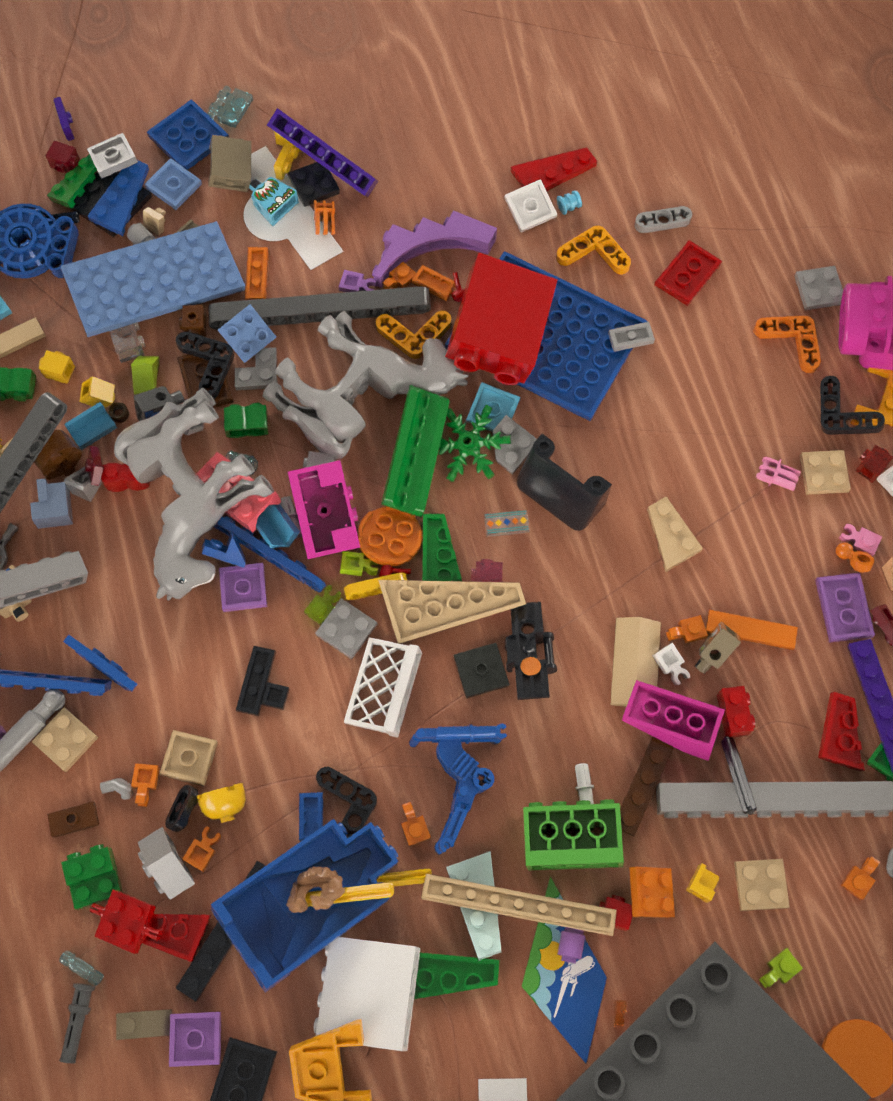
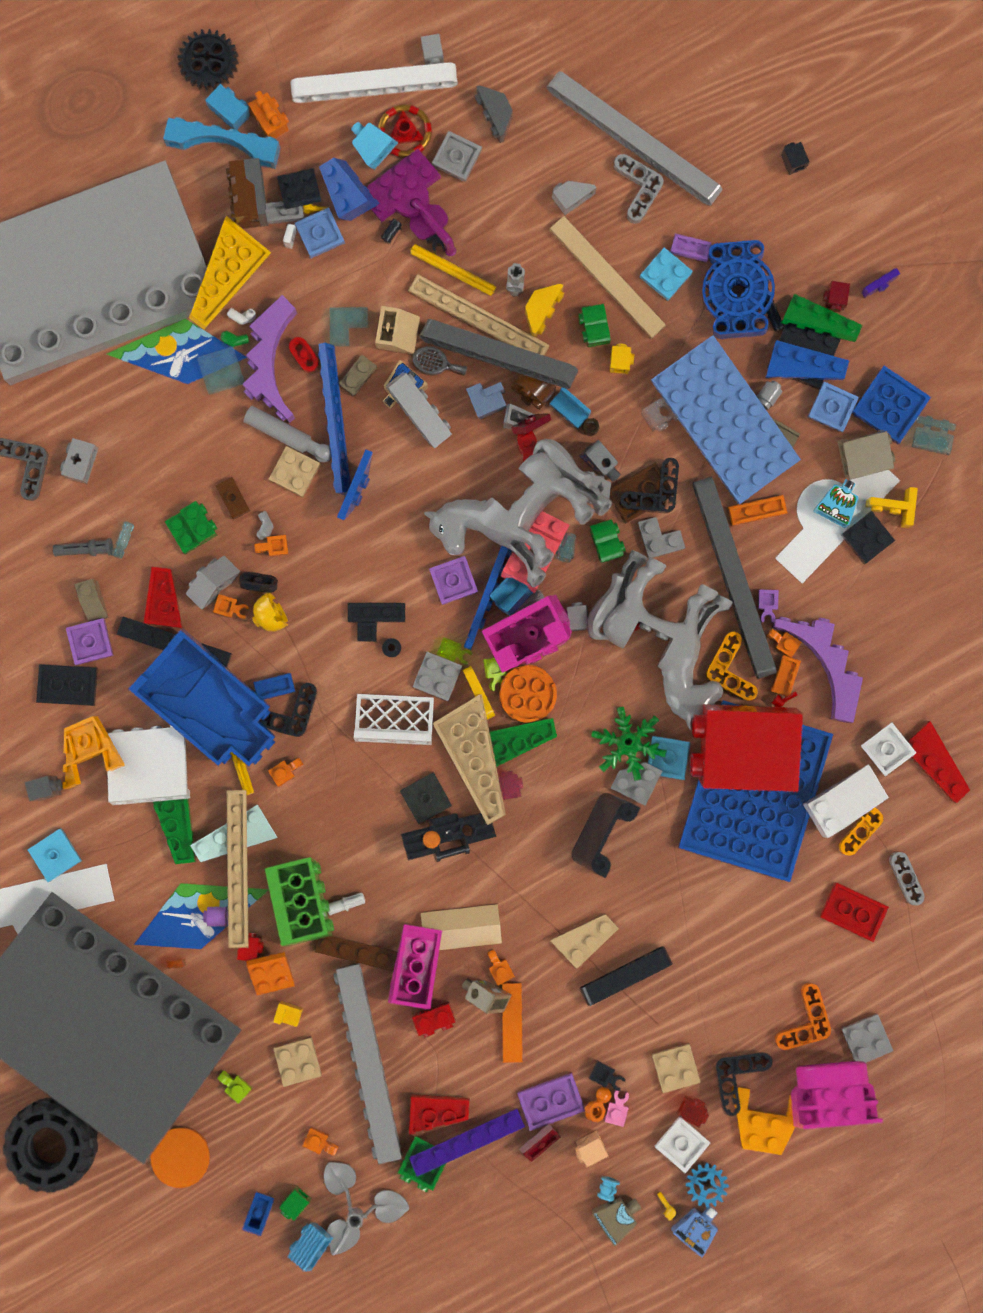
camera: 75 degrees right, 15 degrees up
(96, 391) = (601, 404): yellow brick -> none
(112, 155) = (842, 344): light grey plate -> none
(125, 921) = (161, 564): red plate -> none
(144, 373) = (633, 439): lime slope -> none
(154, 220) = (790, 401): tan tile -> none
(188, 758) = (301, 575): tan tile -> none
(193, 319) = (693, 467): reddish brown brick -> none
(229, 553) = (477, 558): blue slope -> none
(247, 333) = (687, 520): medium blue plate -> none
(300, 678) = (391, 654): none -> black plate
(315, 877) = (223, 706): medium nougat piece -> none
(322, 153) = (892, 540): dark purple brick -> none
(324, 212) = (832, 557): orange arm -> none
(359, 893) = (214, 732): yellow axle -> none
(388, 570) = (495, 698): red hand -> none
(415, 451) = (609, 698): green plate -> none
(461, 768) = (335, 799): blue piece -> none
(506, 523) = (563, 792): clear tile -> none
(569, 202) = (903, 784): medium azure bush -> none
(577, 253) = (845, 801): none -> white slope
(631, 336) = (766, 869): light grey plate -> none
(670, 661) = (467, 957): white plate -> none
(719, 500) = (626, 976): none -> black beam
(738, 775) = (377, 1029): axle -> none
(781, 475) = (663, 1024): bright pink arm -> none
(824, 543) = (603, 1075): none -> black plate

